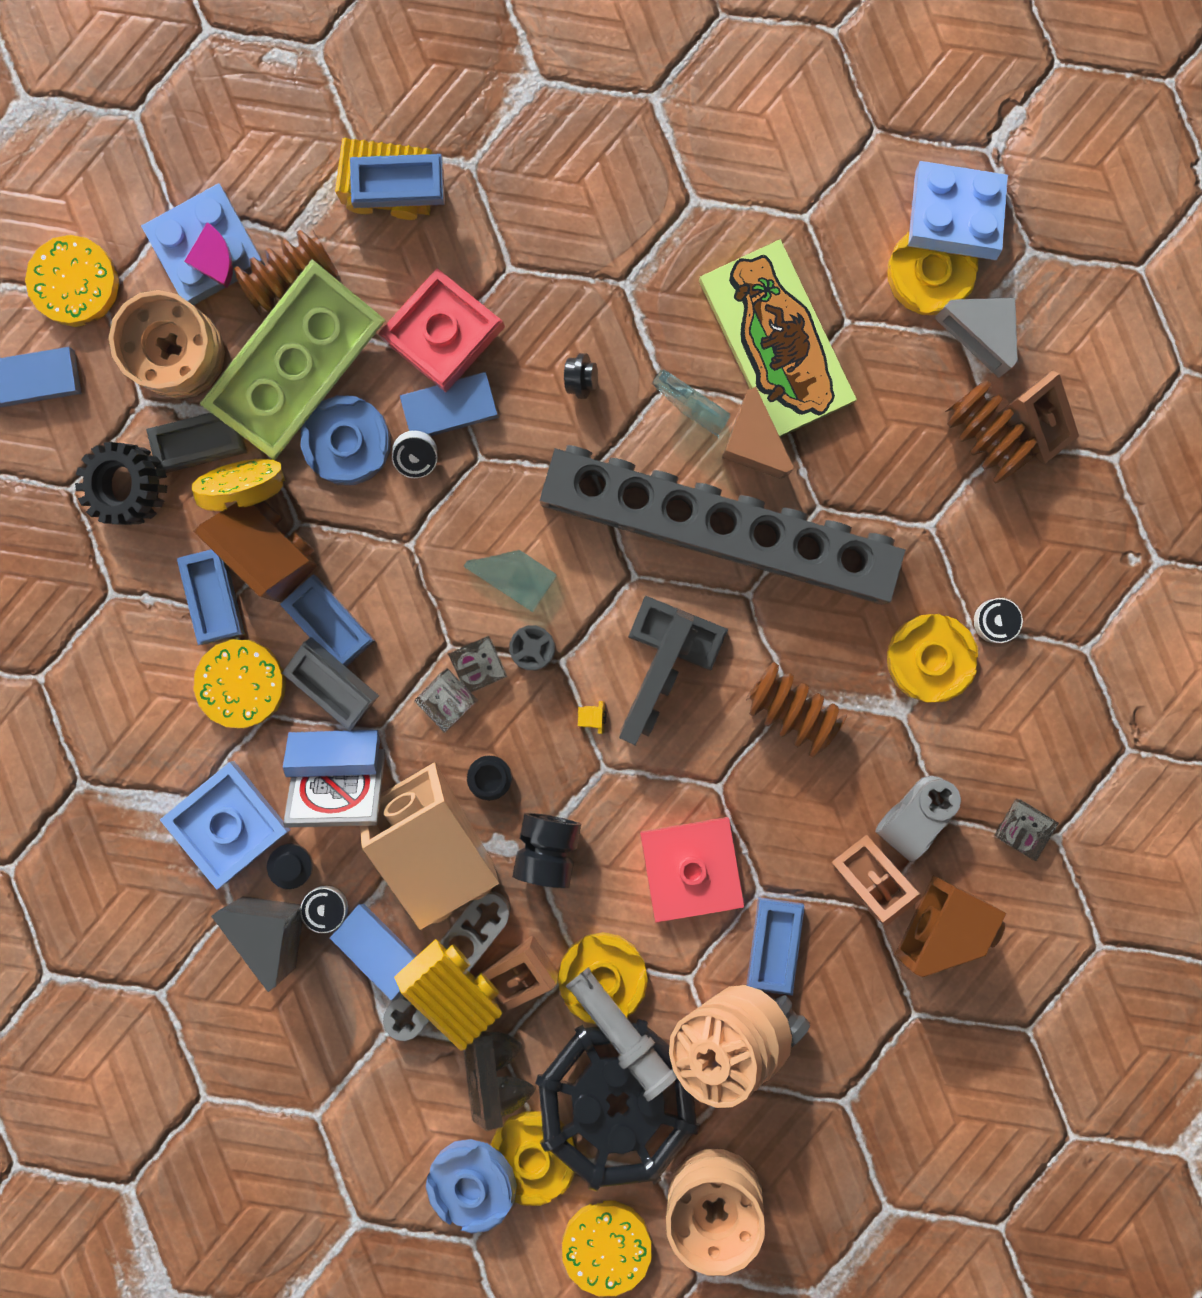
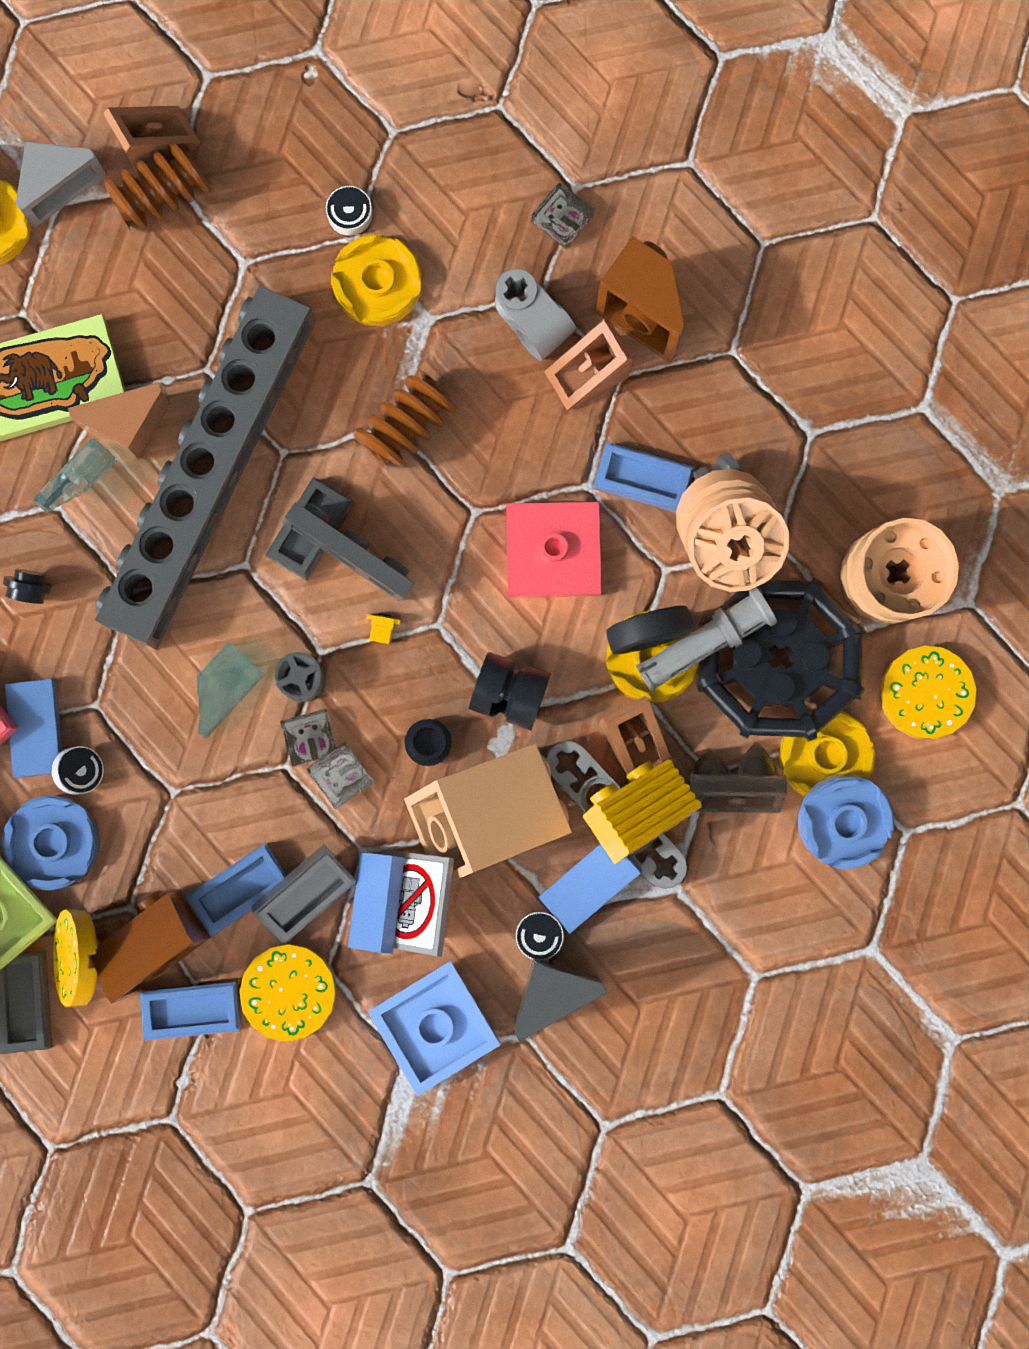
camera: 85 degrees left, 5 degrees down
(98, 483) = (43, 1112): black tyre -> none
(289, 866) = (488, 965): black plate -> none
(621, 980) = (649, 629): none -> black tyre

